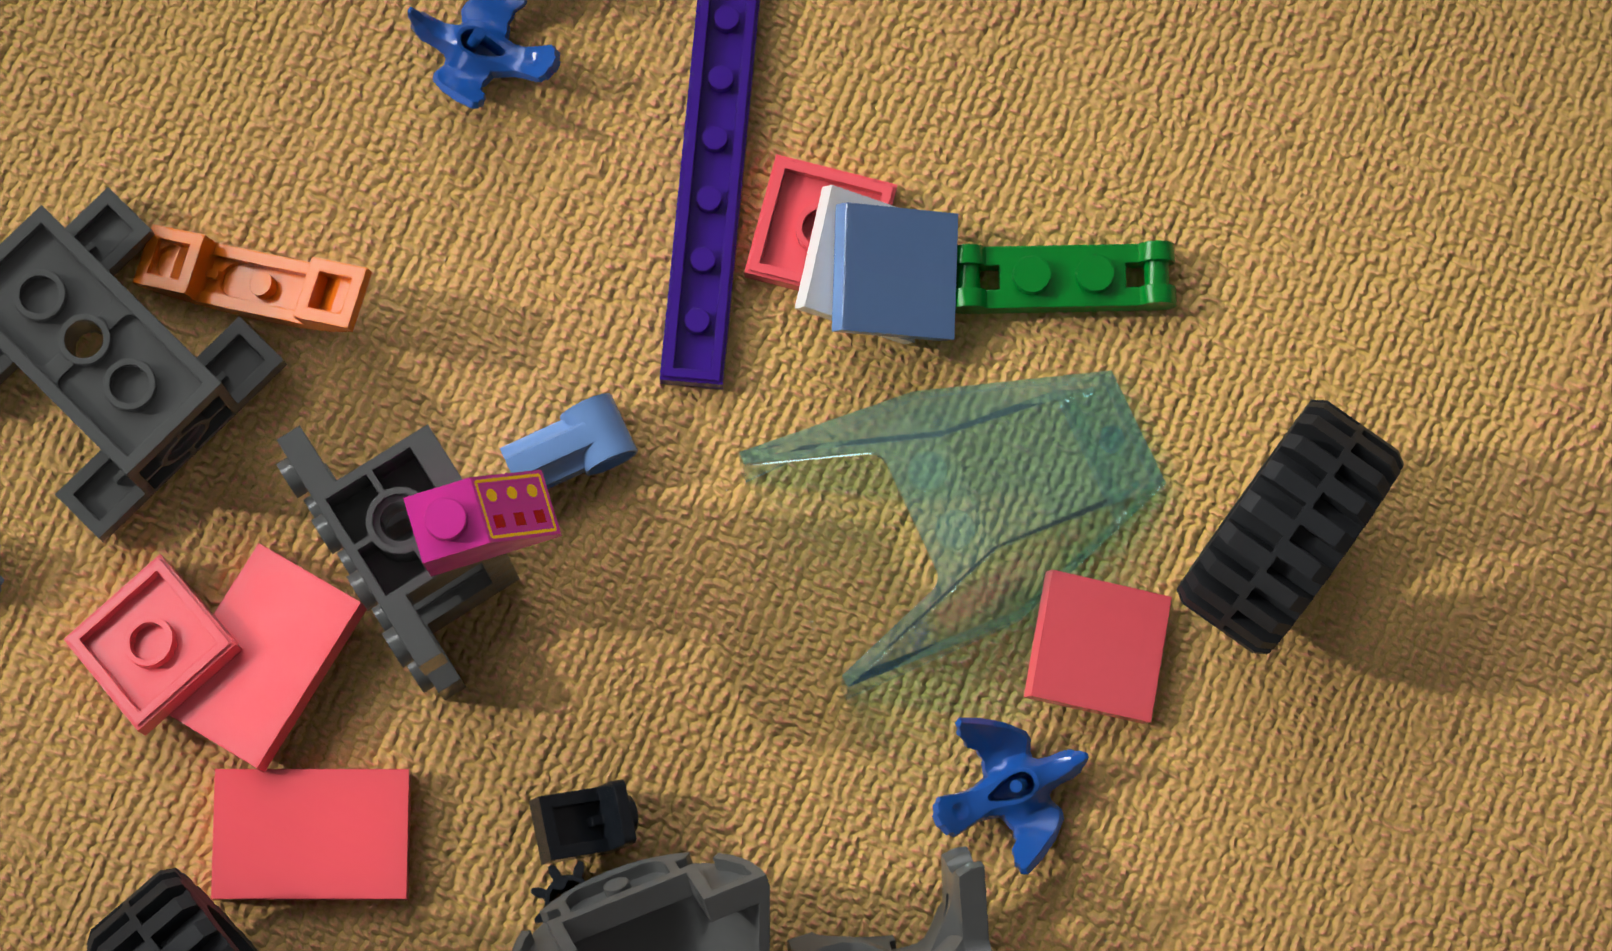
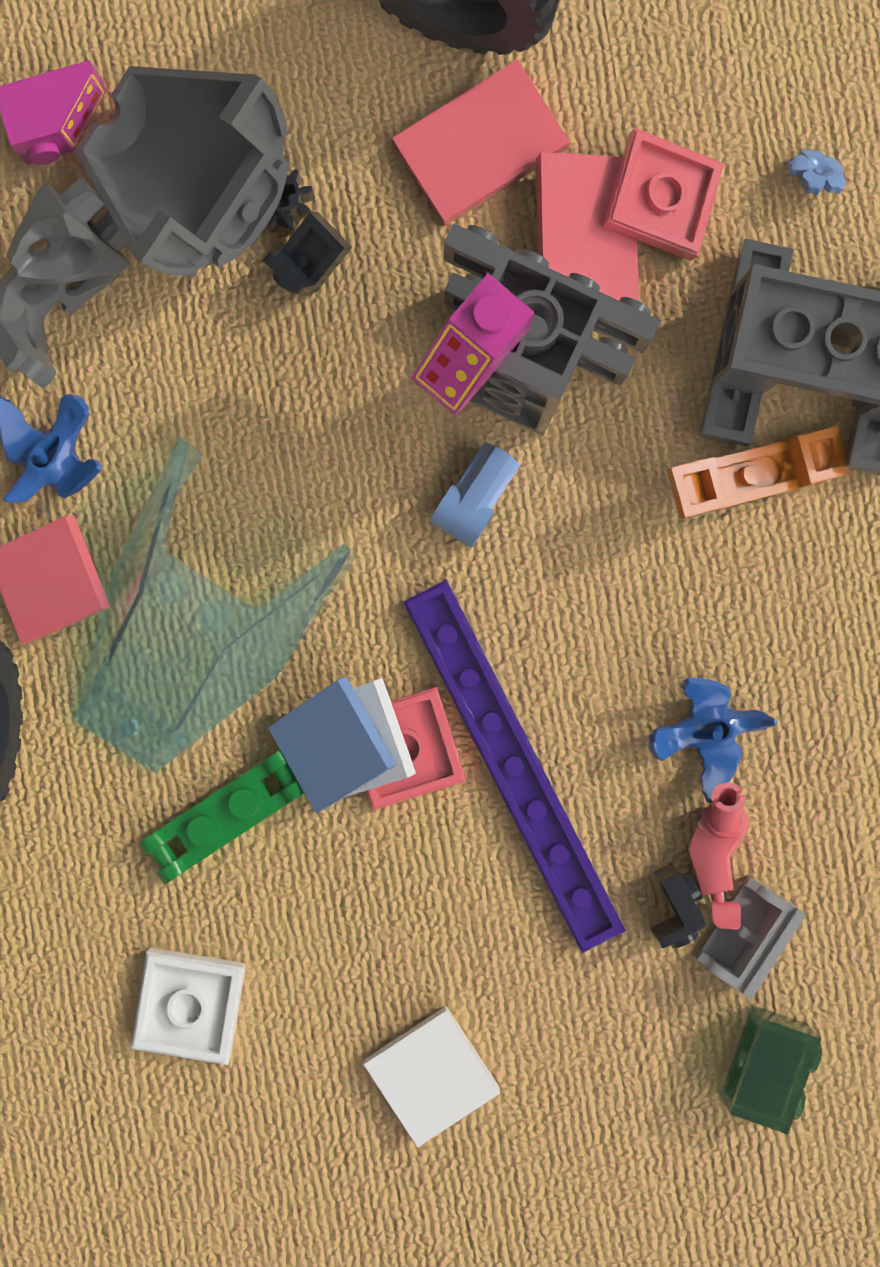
camera: 150 degrees right, 10 degrees up
(1229, 103) = (188, 1006): none -> white tile

